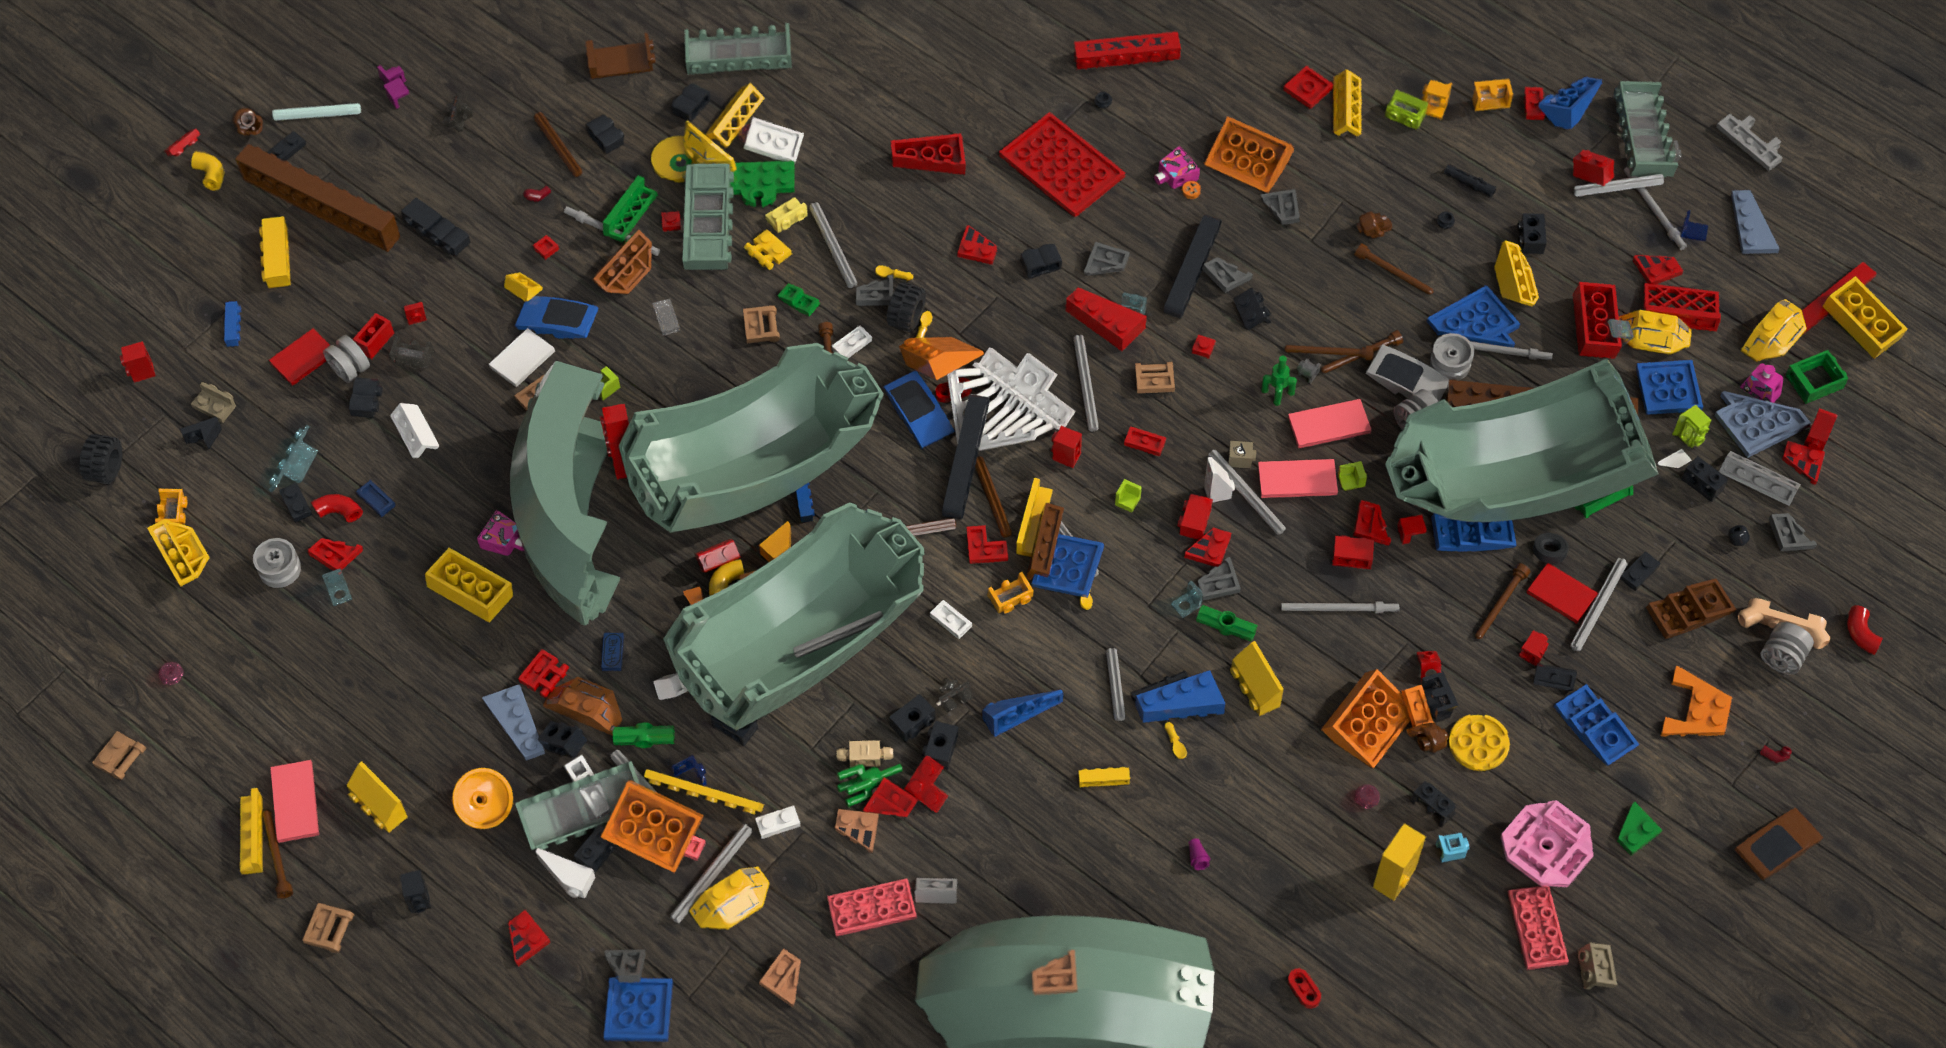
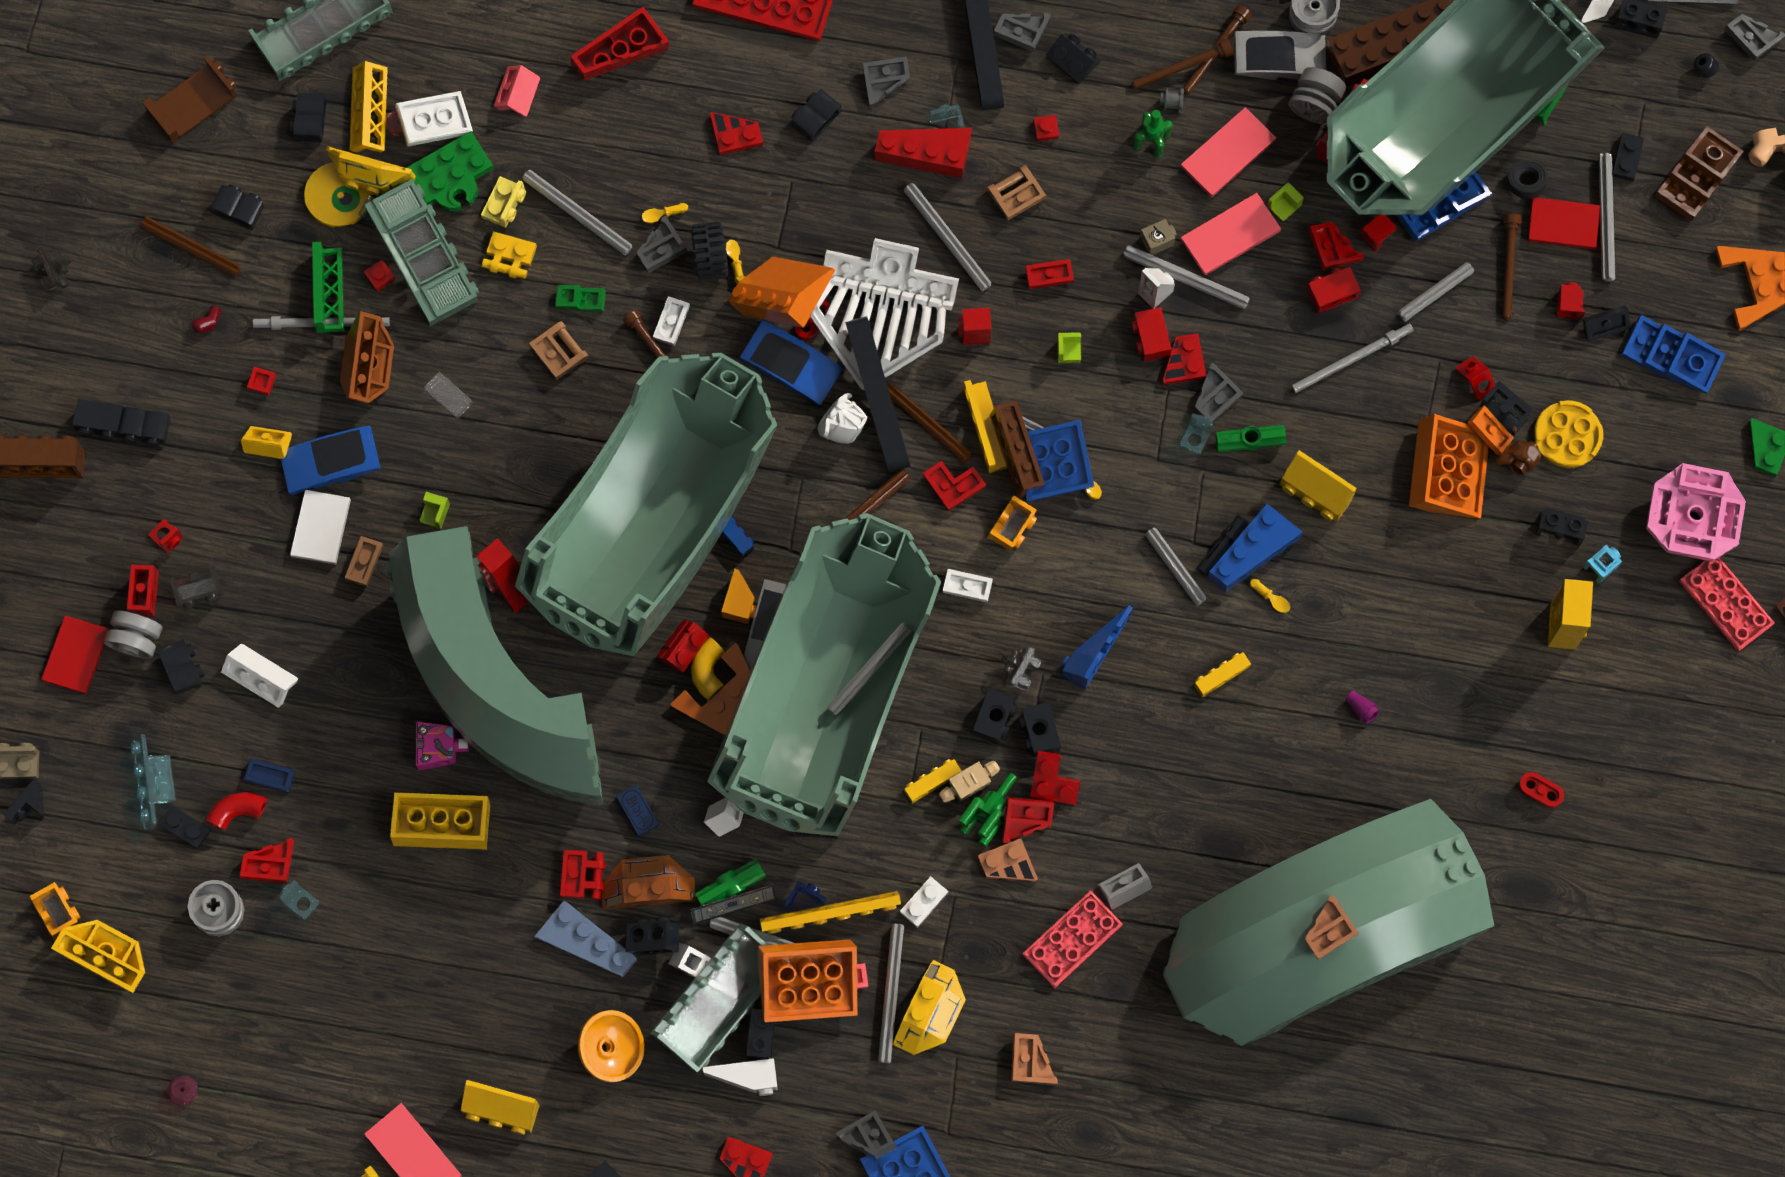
camera: 30 degrees left, 15 degrees up
(636, 748) = (733, 904): none -> sticker
(835, 740) = (932, 781): none -> yellow piece
(843, 151) = (517, 90): none -> coral panel
(929, 462) = (842, 421): none -> white piece
(1363, 800) = (1488, 559): clear pink plate -> none
(1432, 592) = (1435, 291): none -> light grey axle

